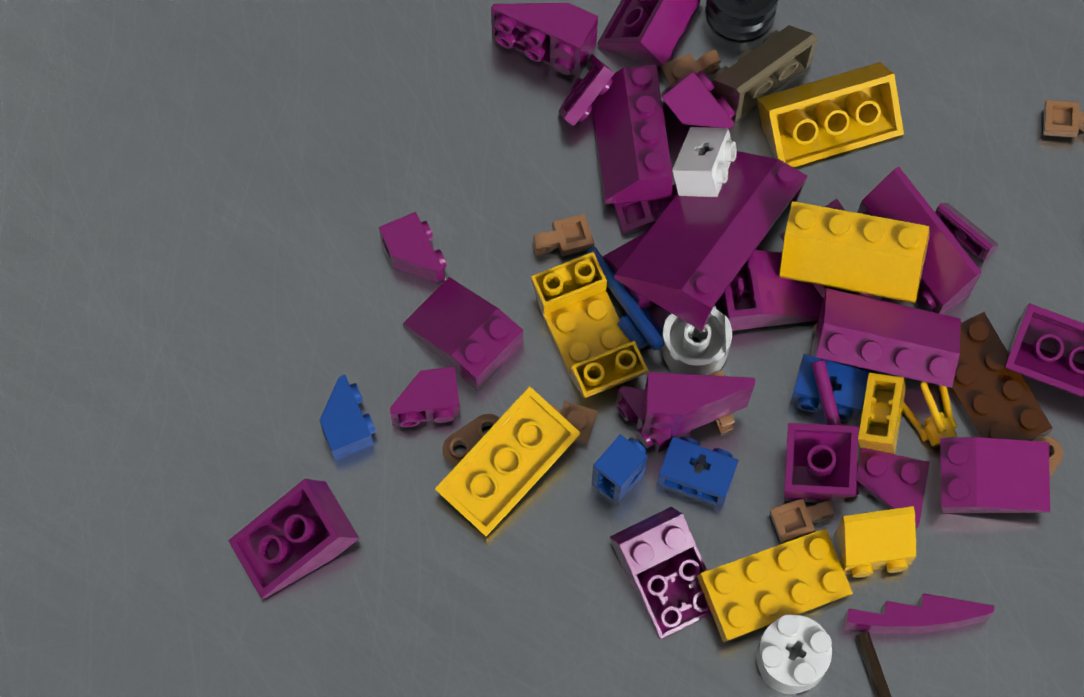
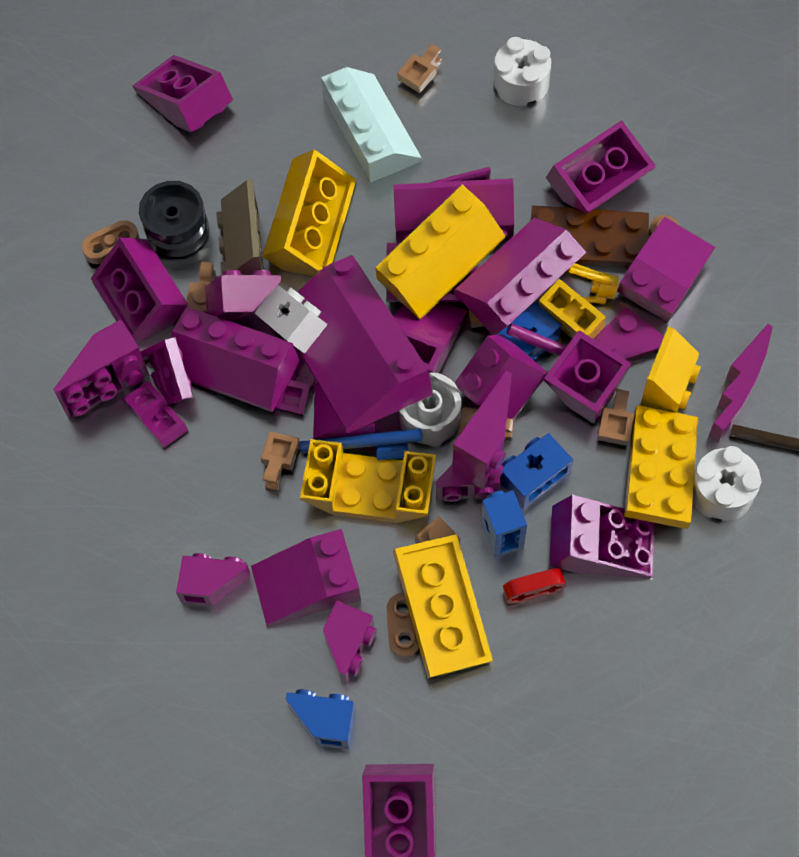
camera: 55 degrees left, 5 degrees down
(541, 107) = (156, 414): none -> magenta slope
(581, 534) = (534, 586): none -> red beam
(780, 382) = (489, 364): none -> magenta slope
(974, 108) = (369, 123): none -> light aqua slope

